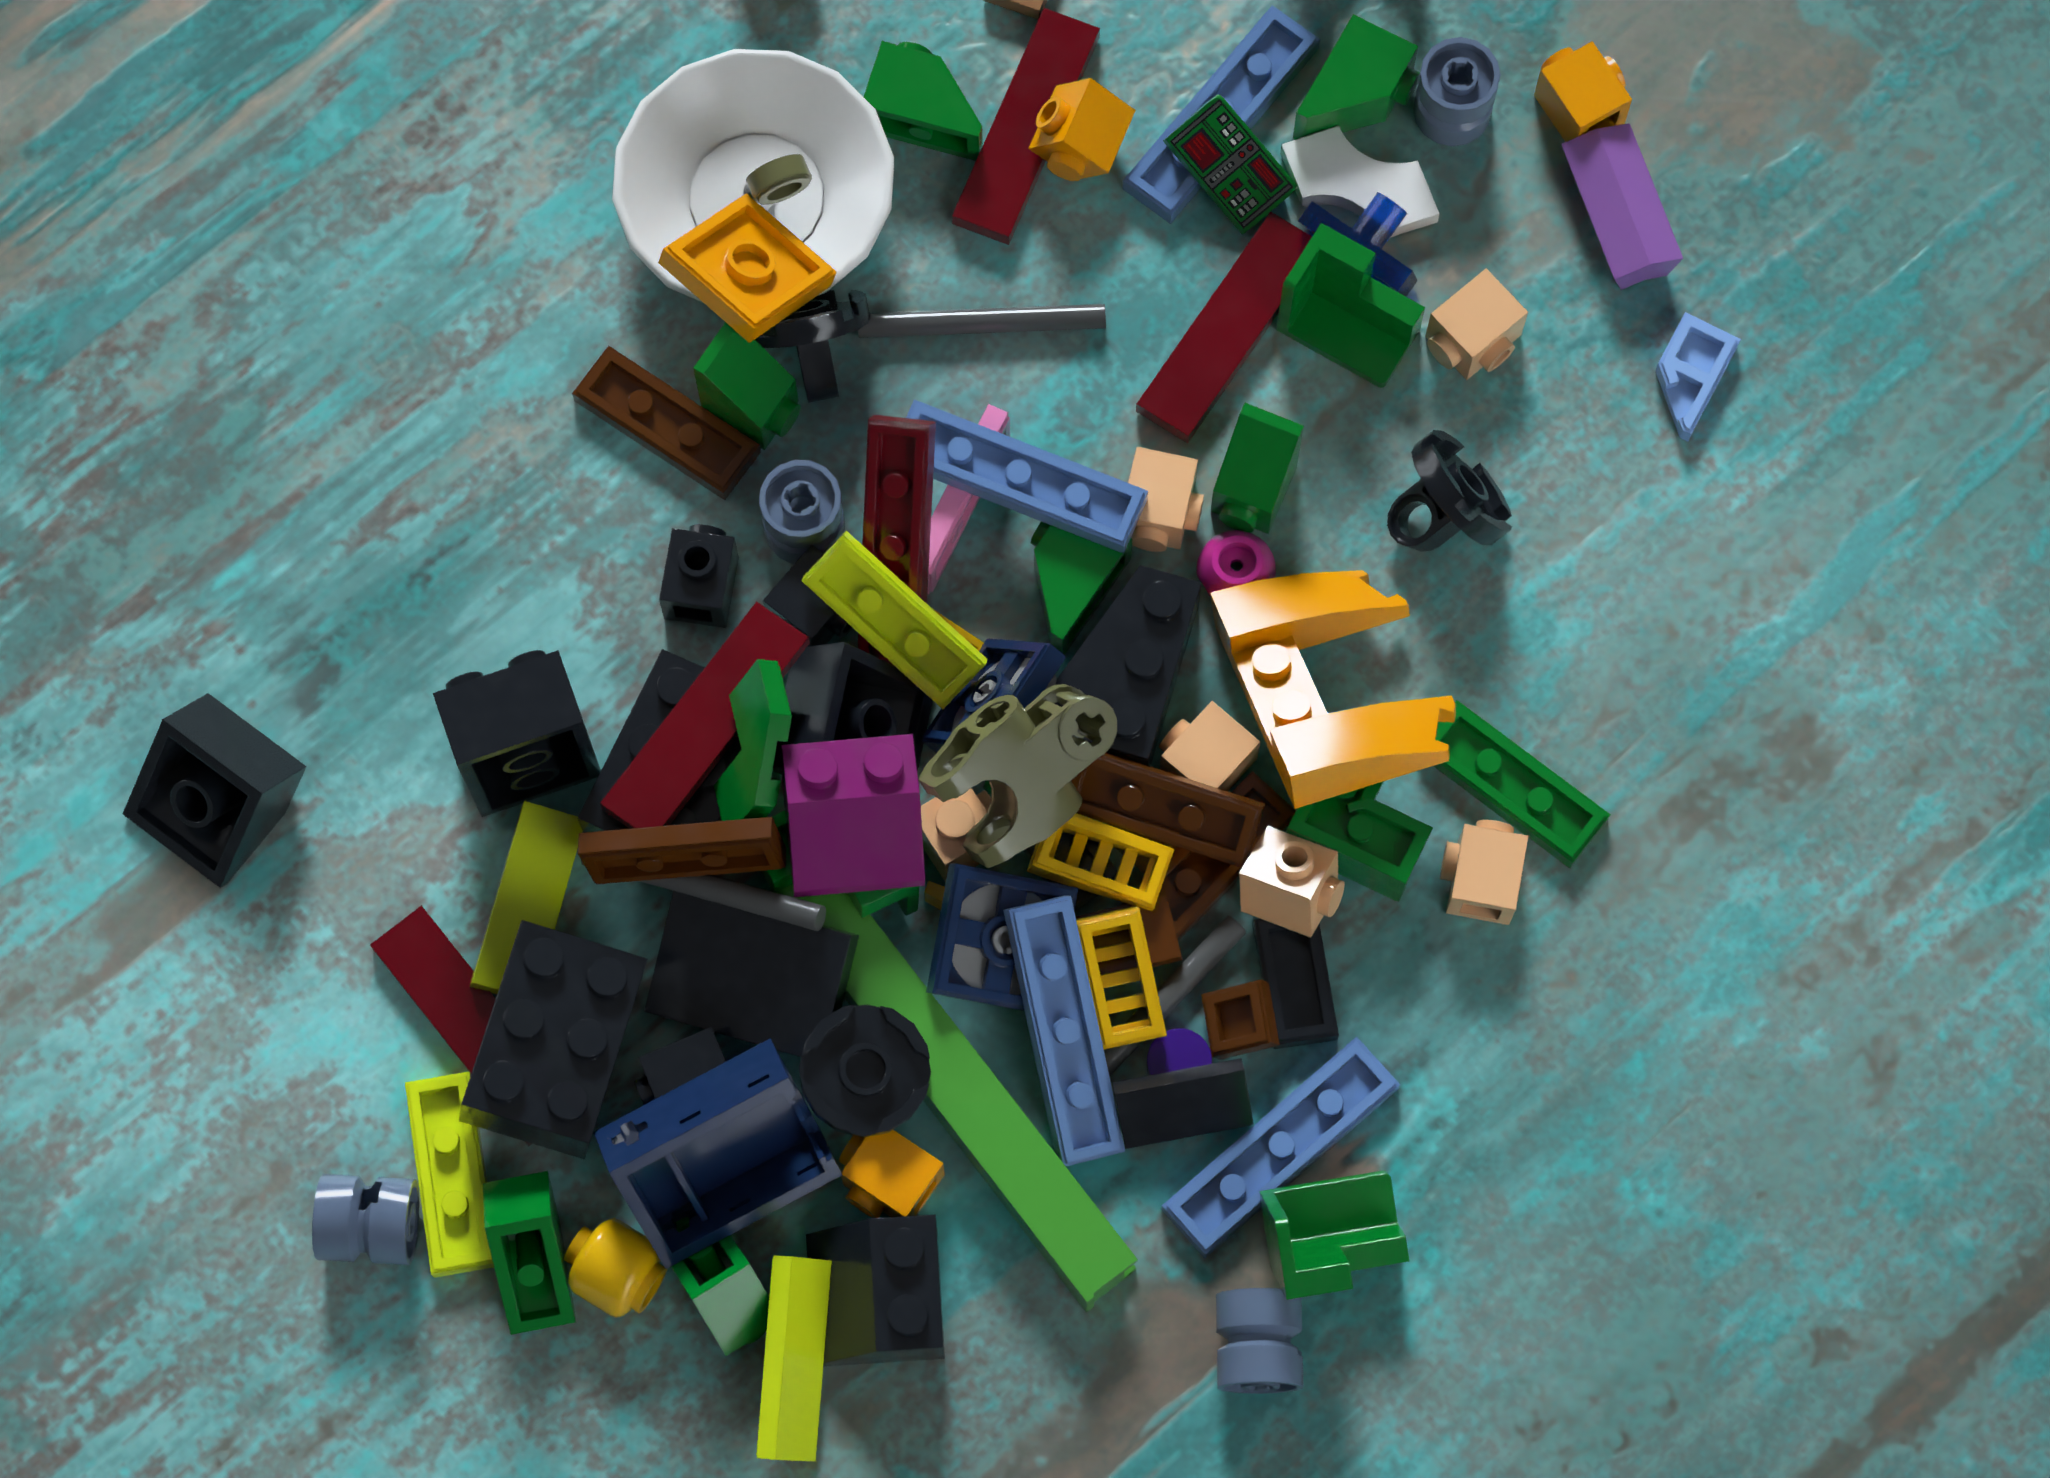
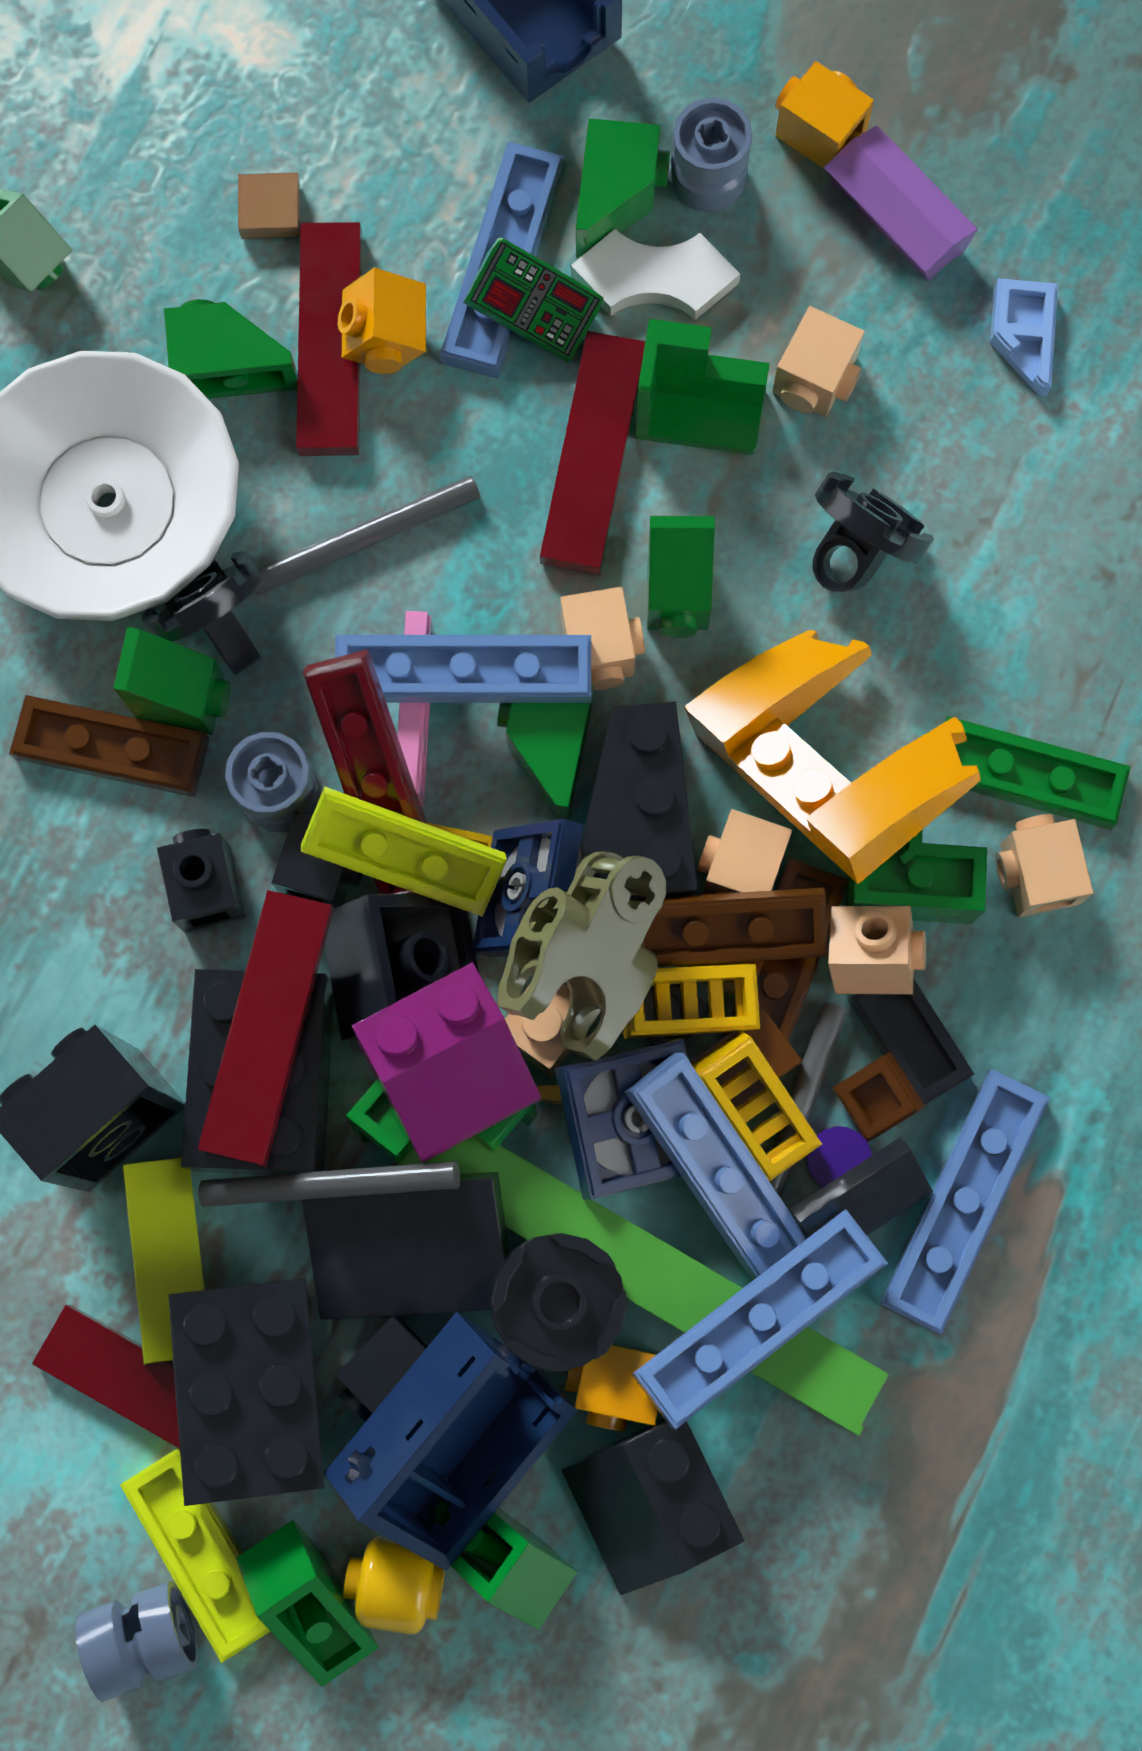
camera: 20 degrees left, 5 degrees up
(682, 850) = (296, 1164): reddish brown tile -> none
(747, 267) = (125, 571): light orange tile -> none
(761, 720) = (324, 1010): green tile -> none
(779, 179) = (121, 475): olive tile -> none
(794, 1358) = (604, 1605): neon yellow tile -> none
(1040, 1160) = (759, 1319): none -> medium blue tile
(1229, 547) = (682, 655): dark pink plate -> none
(1259, 1341) = (1034, 1411): sand blue wheel -> none
(1330, 1229) = (1050, 1271): green panel -> none
(1371, 231) = (688, 307): clear blue tile -> none

